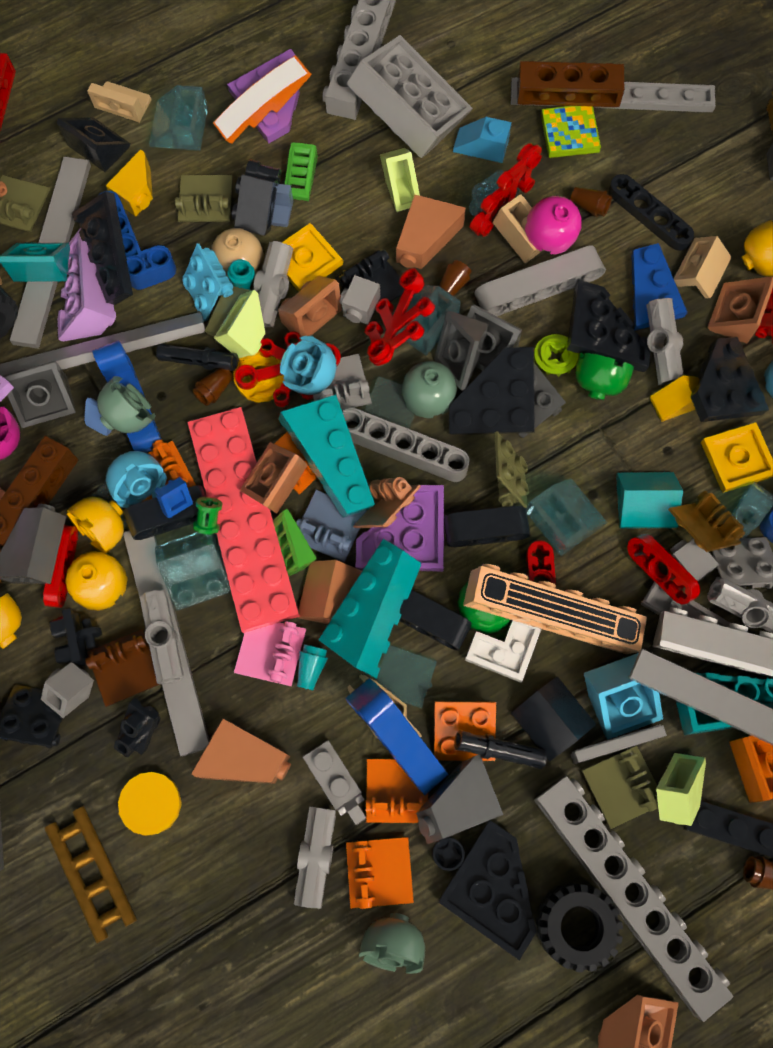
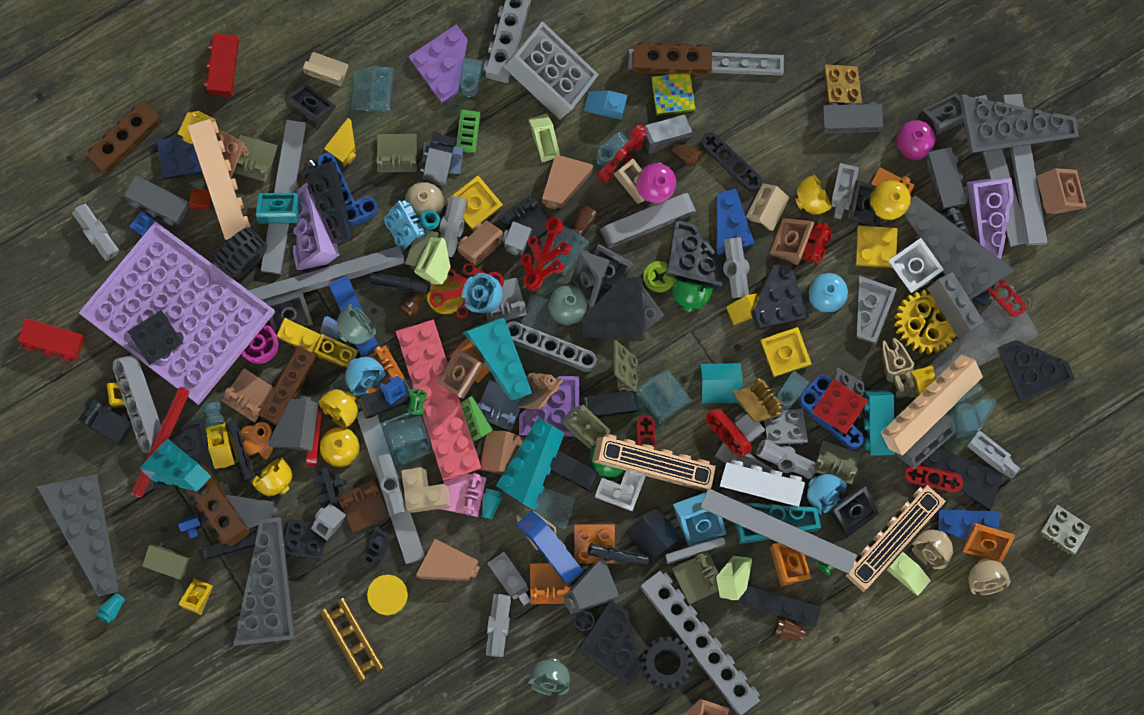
camera: 10 degrees left, 5 degrees up
(78, 437) = (319, 344): none -> yellow slope
(206, 652) = (419, 495): none -> tan brick
(263, 96) = (437, 74): white slope -> none
(306, 108) = (471, 73): none -> clear light blue piece
(379, 873) = (539, 634): orange hinge -> none
(452, 553) = (585, 425): none -> olive hinge
(563, 171) = (667, 133): none -> slope

